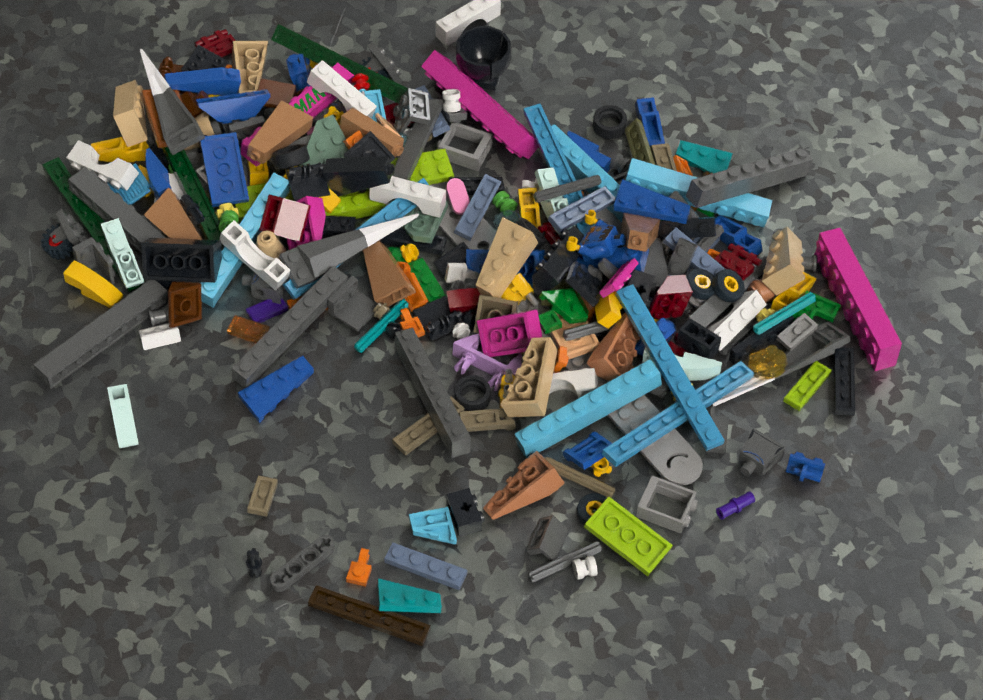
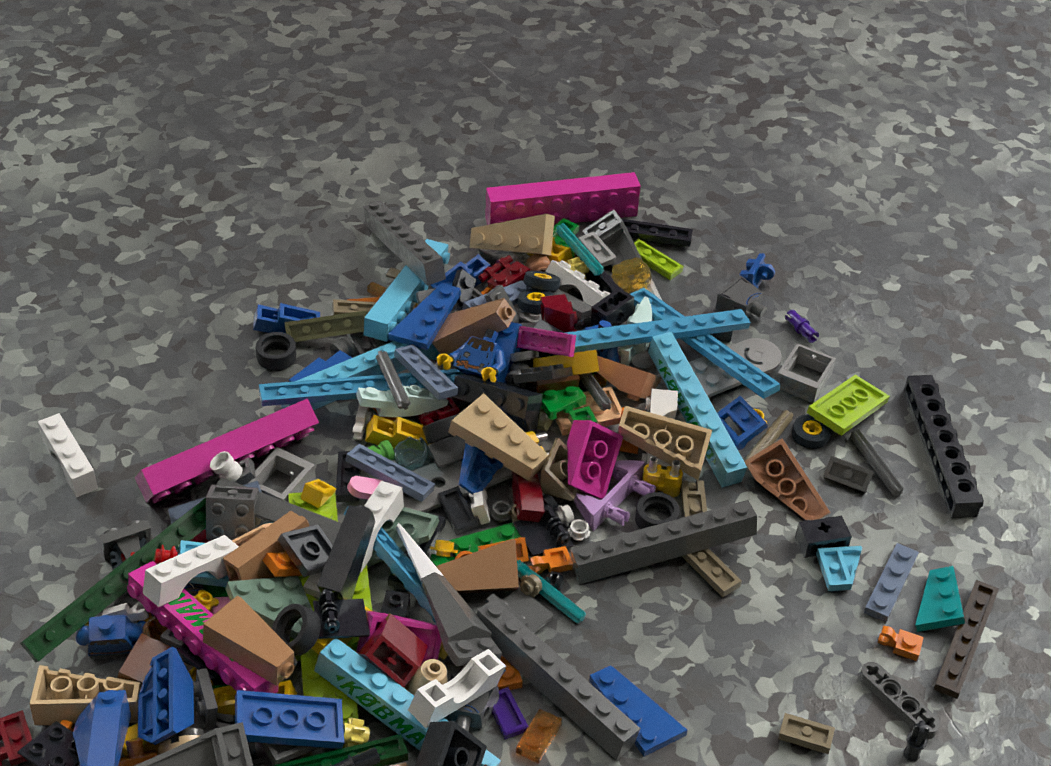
camera: 85 degrees left, 10 degrees down
(227, 218) = (380, 725): bright green wheel -> none
(444, 162) = (317, 492): none -> yellow slope
(446, 338) = (579, 530): none -> white plate
(484, 55) = (158, 434): black plate -> none
(584, 567) = (886, 444): white wheel -> none
(602, 605) = (943, 447): none -> black brick
(704, 157) = (347, 285): teal wing -> none

